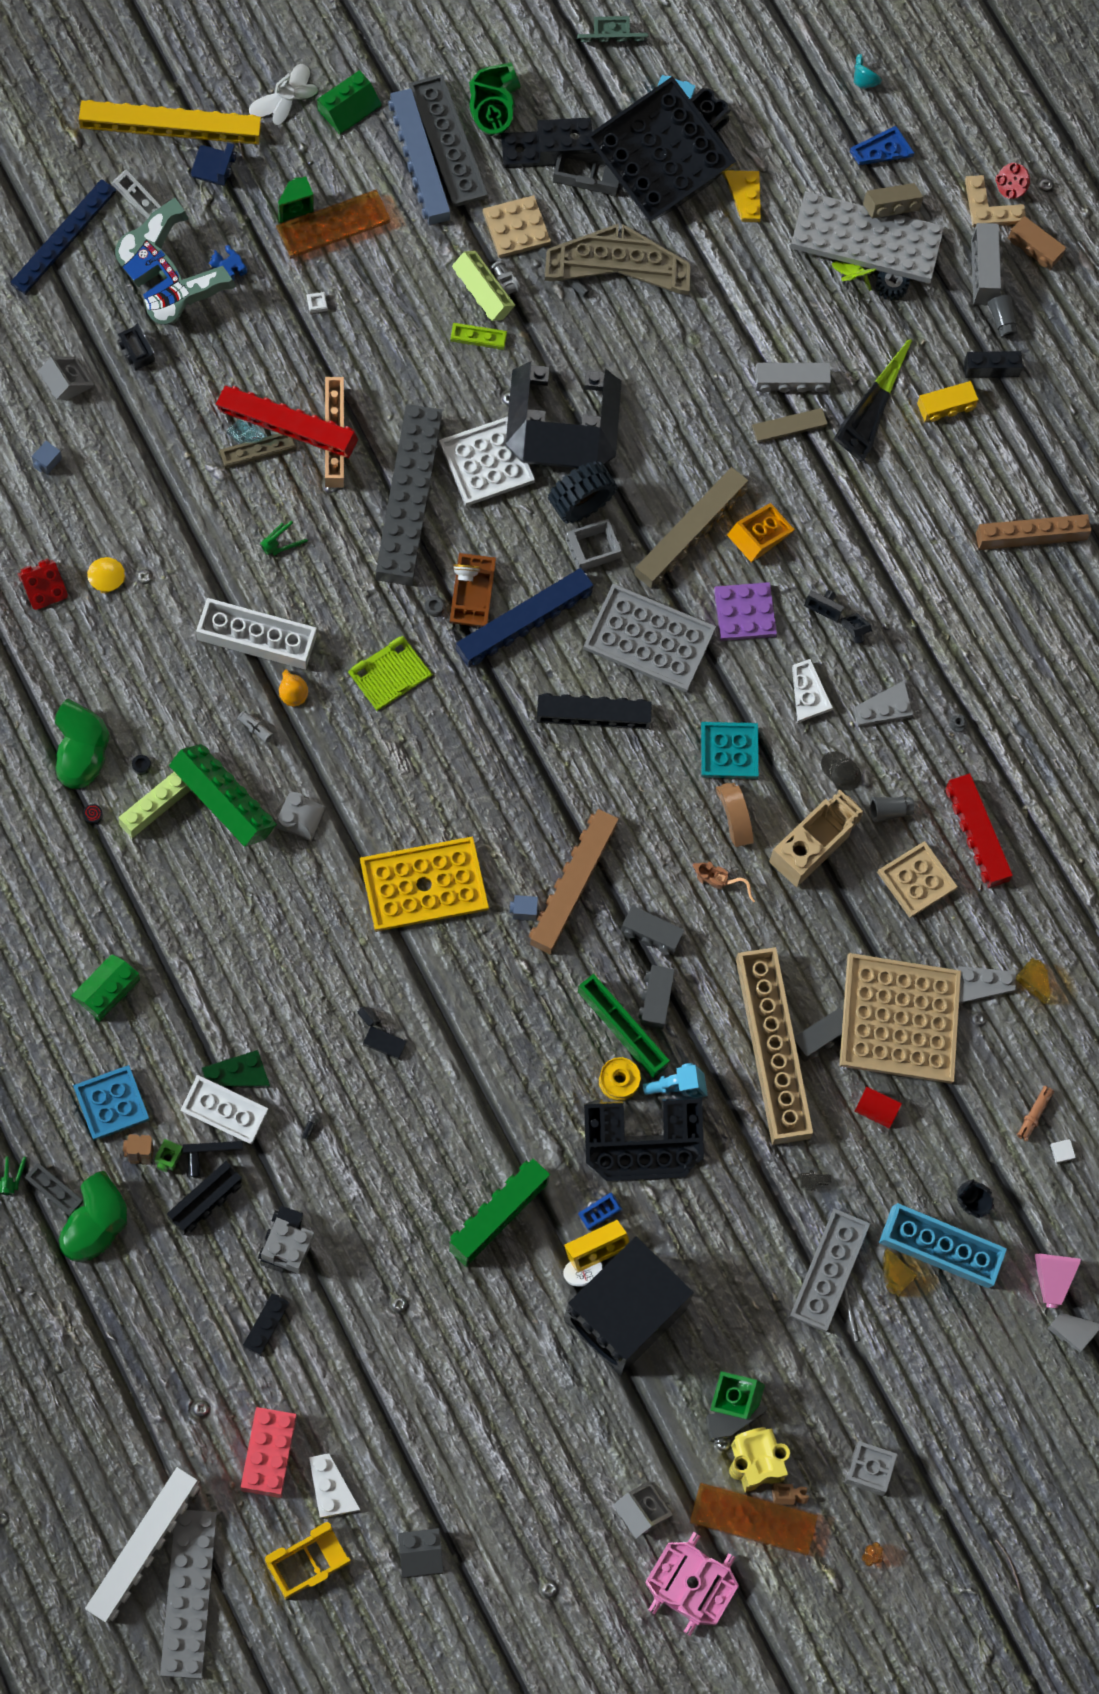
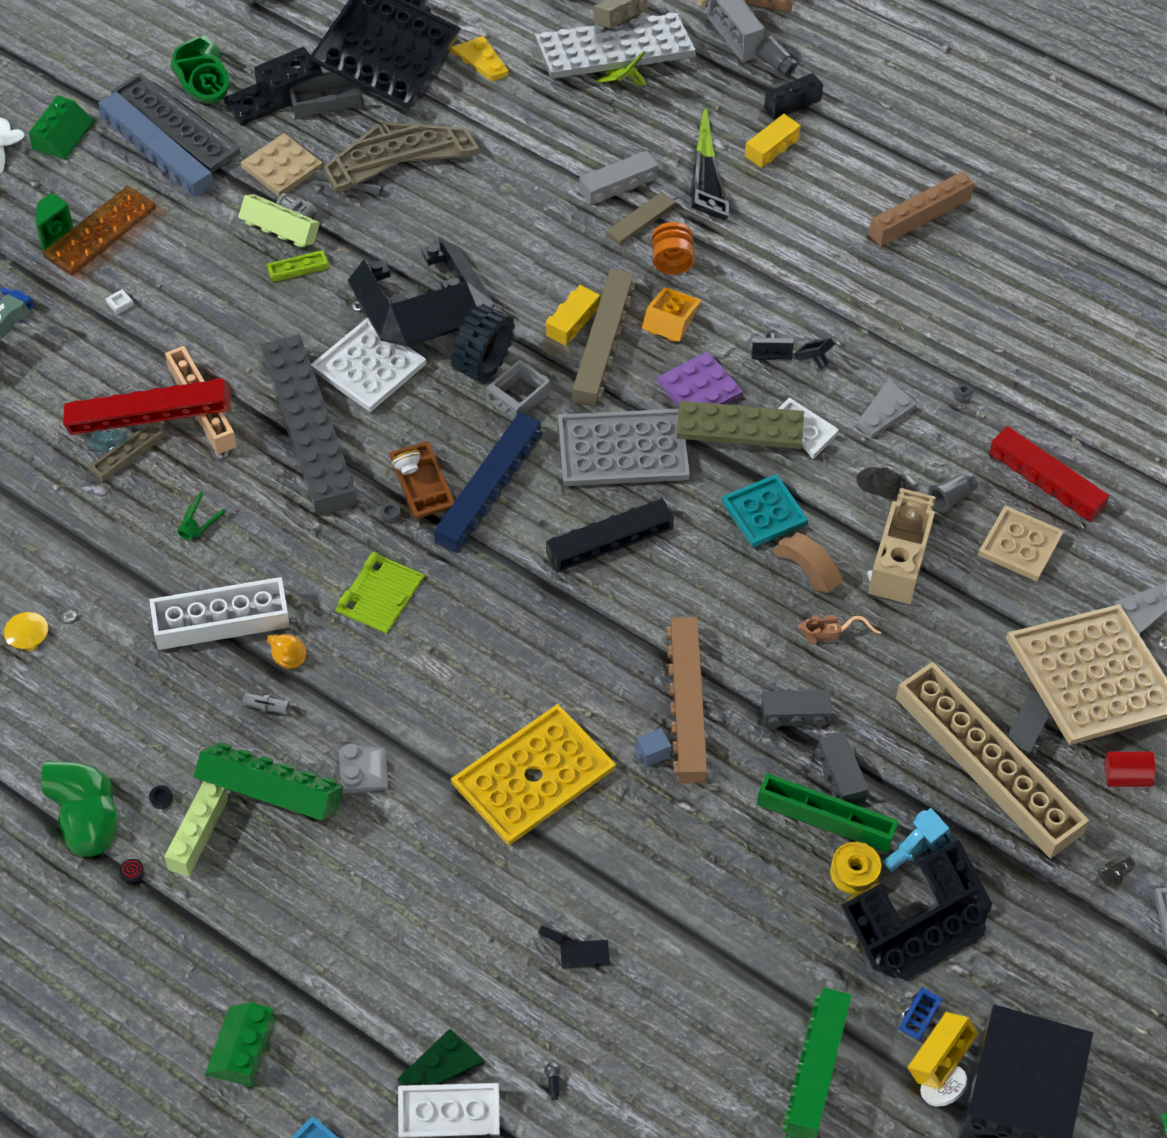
camera: 20 degrees left, 15 degrees down
(677, 494) = (572, 315): none -> yellow brick
(753, 665) = (740, 424): none -> olive plate
(794, 472) = (672, 248): none -> orange wheel
(889, 288) = (660, 74): black wheel -> none

